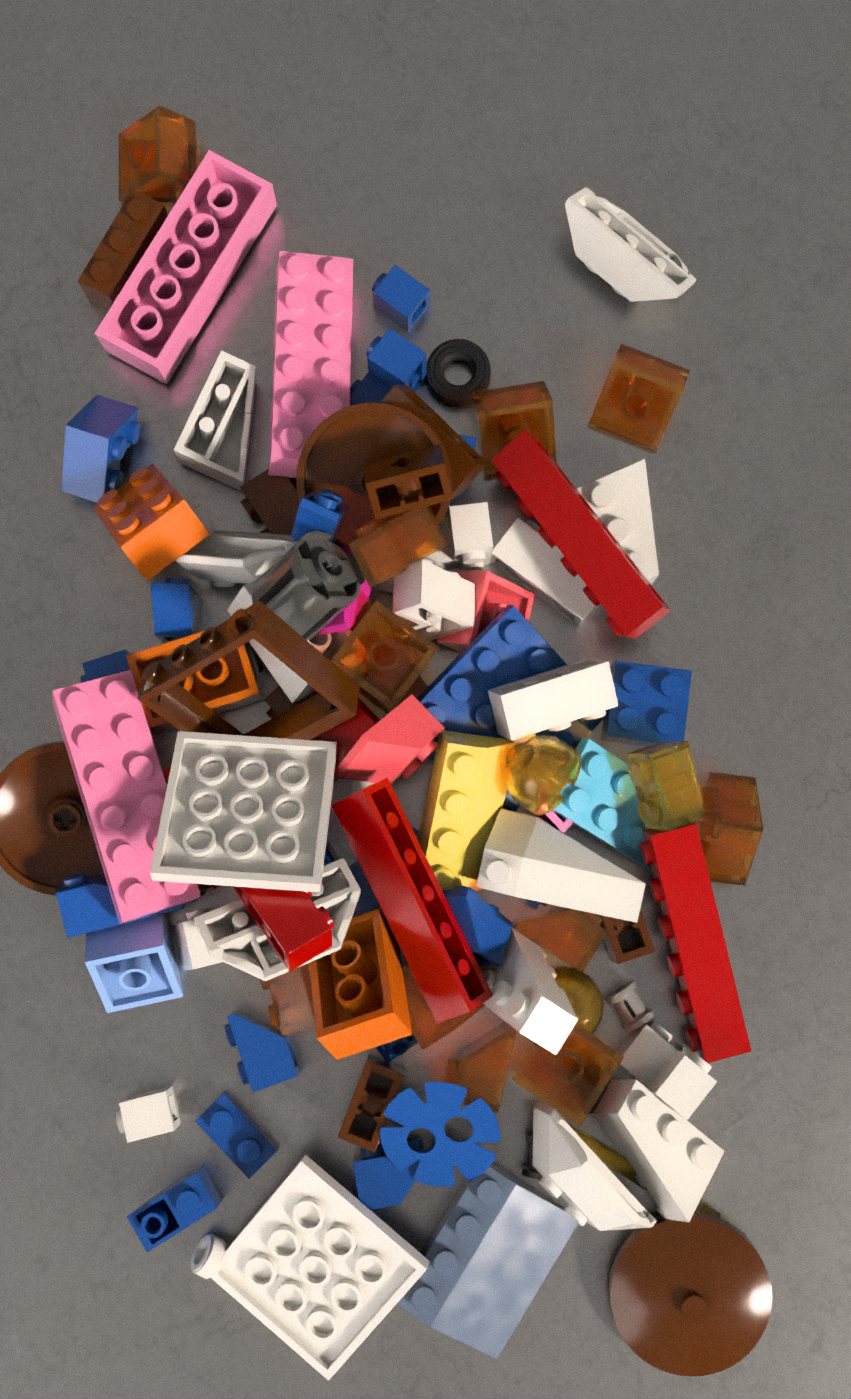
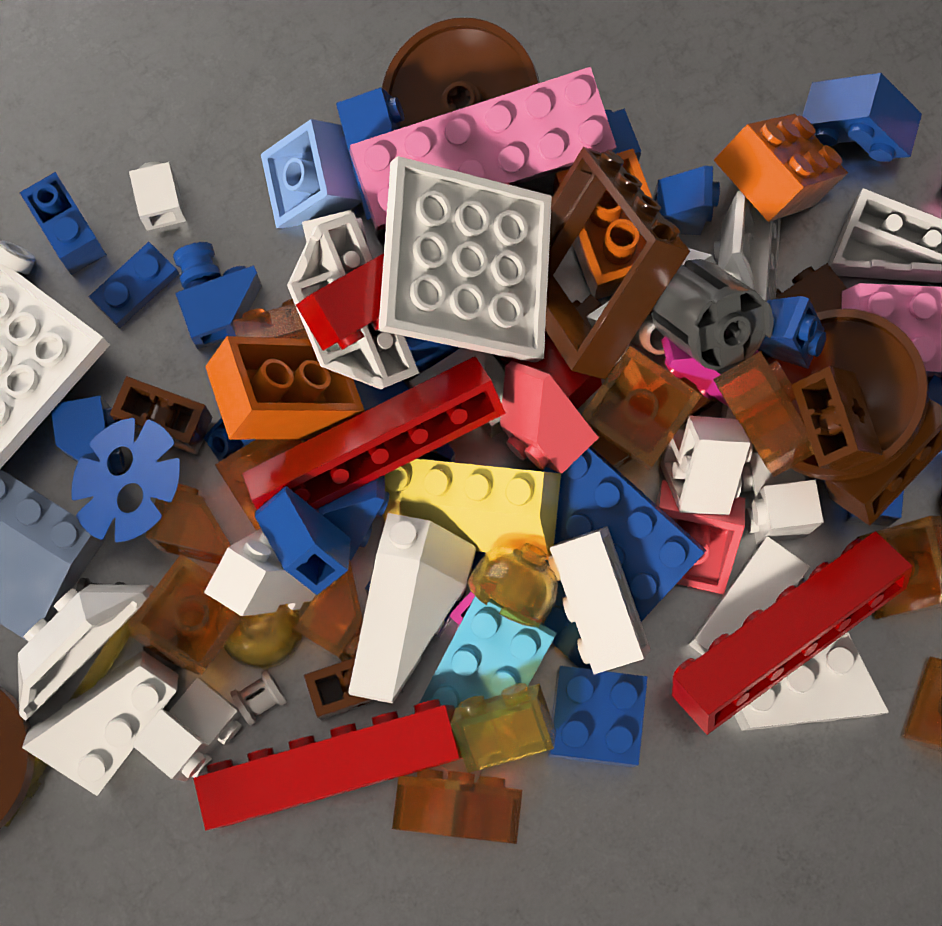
camera: 90 degrees right, 5 degrees down
(221, 1072) = (196, 262): none -> blue wheel
(507, 962) = (304, 540): none -> blue slope

